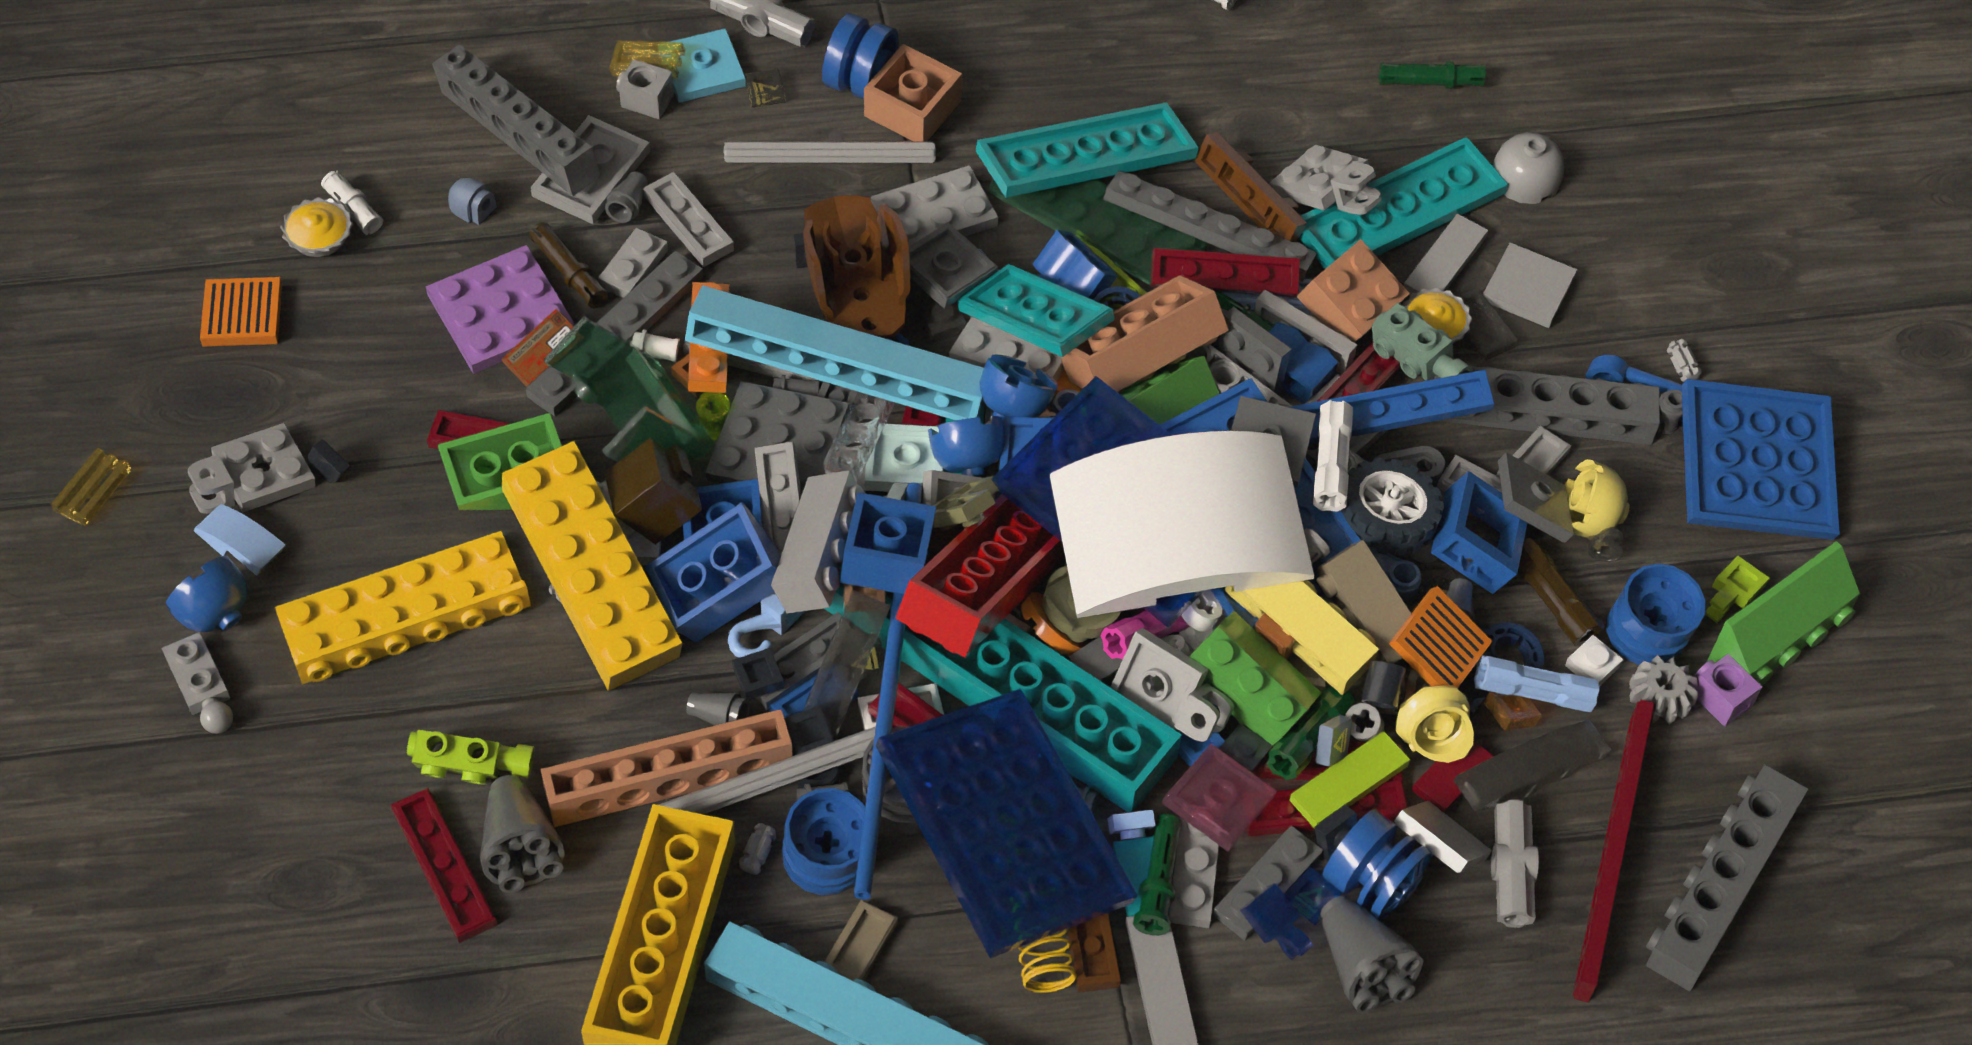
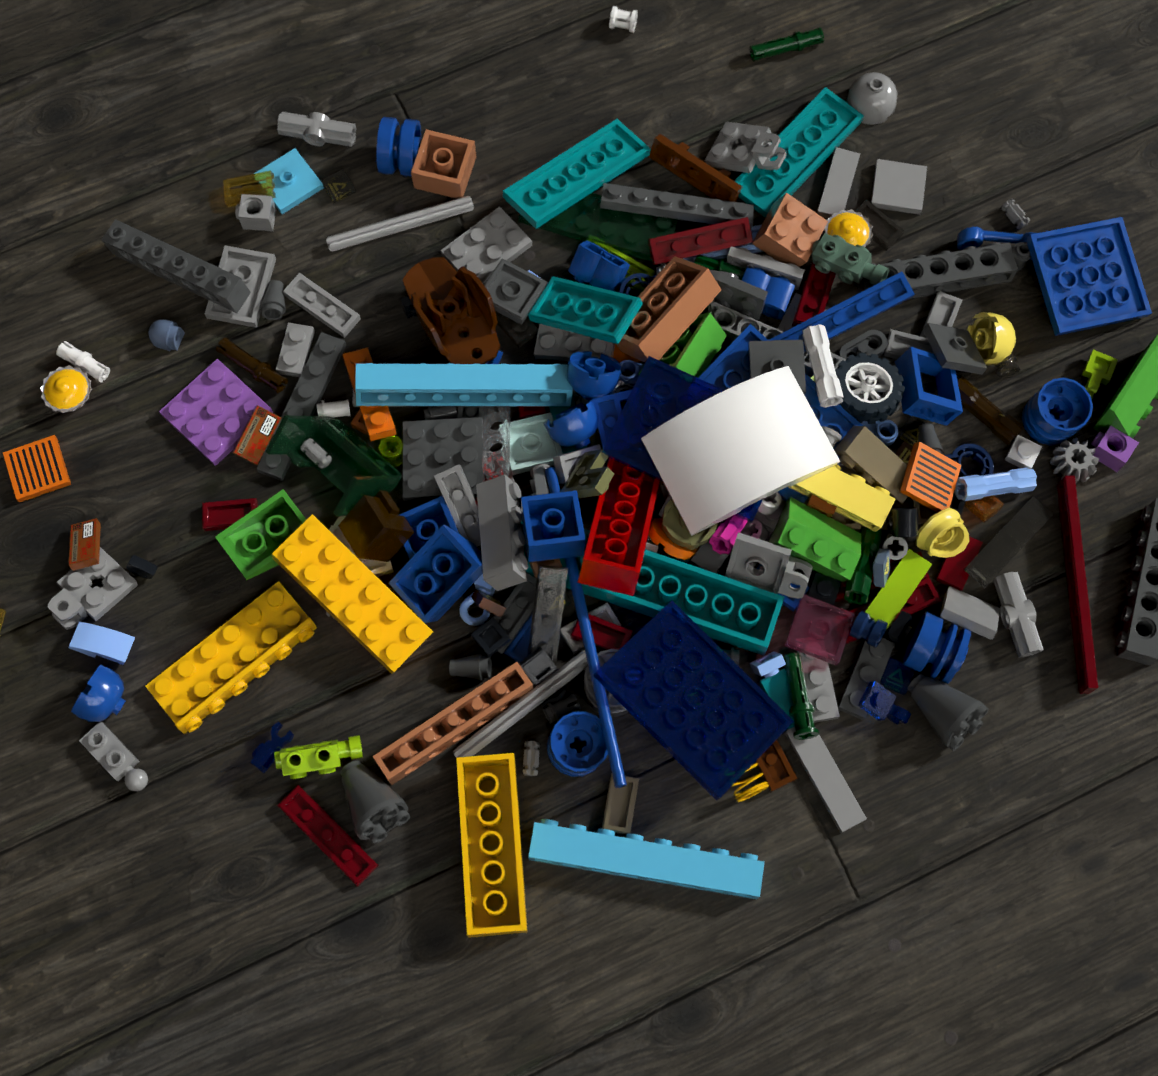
camera: 15 degrees left, 15 degrees up
(265, 414) = (84, 544): none -> dark orange tile
(395, 733) = (264, 754): none -> clear blue plate
(610, 388) = (316, 453): none -> light grey piece
(771, 631) = (488, 603): none -> reddish brown tile
(1287, 813) = (869, 629): none -> dark blue wheel

